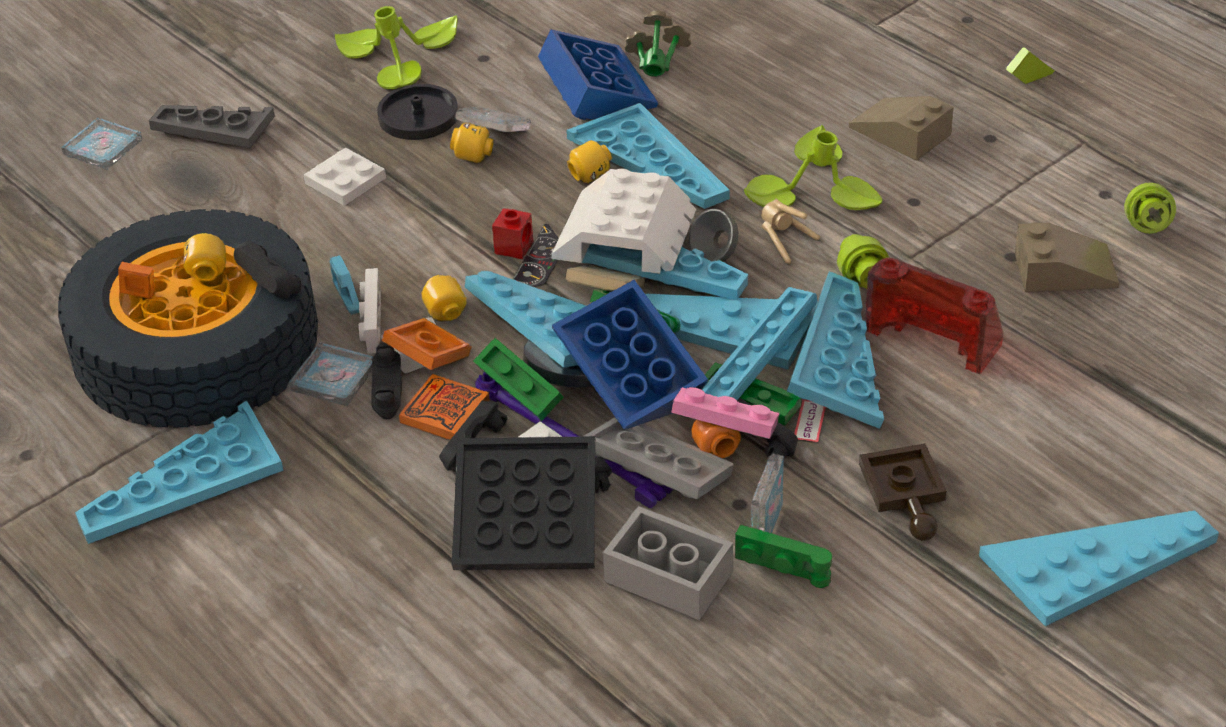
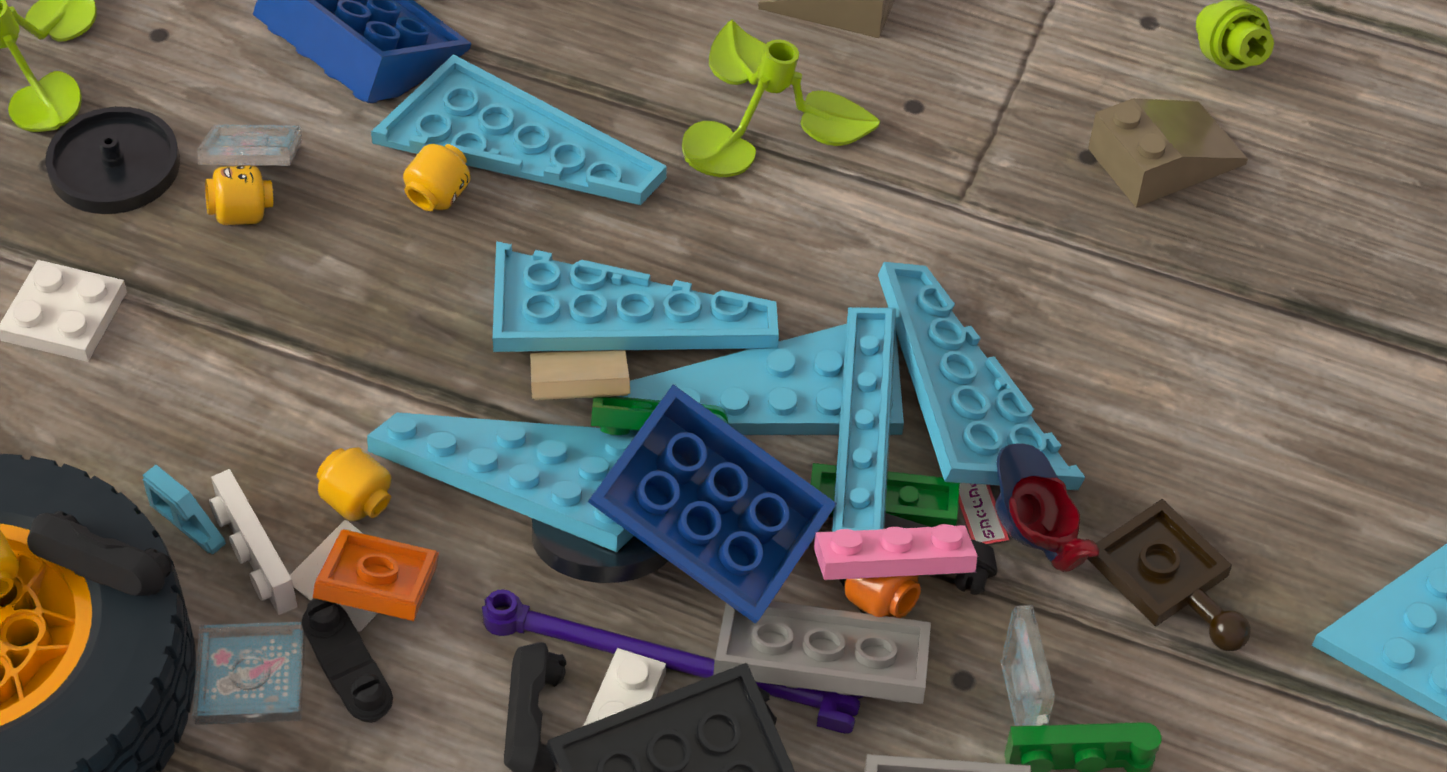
camera: 30 degrees left, 10 degrees up
(442, 406) = (457, 673): orange tile -> none
(512, 233) = (394, 336): red brick -> none
(518, 379) = (556, 592): green plate -> none
(538, 261) = (447, 363): black sticker -> none
(629, 213) = (557, 262): white slope -> none
(706, 231) = (673, 252): dark grey piece -> none
(778, 217) = (759, 189): tan plant -> none
(837, 419) = (1038, 508): none -> dark red hair
(858, 256) = (919, 230): lime piece -> none
(935, 303) = (1072, 276): clear red windscreen -> none

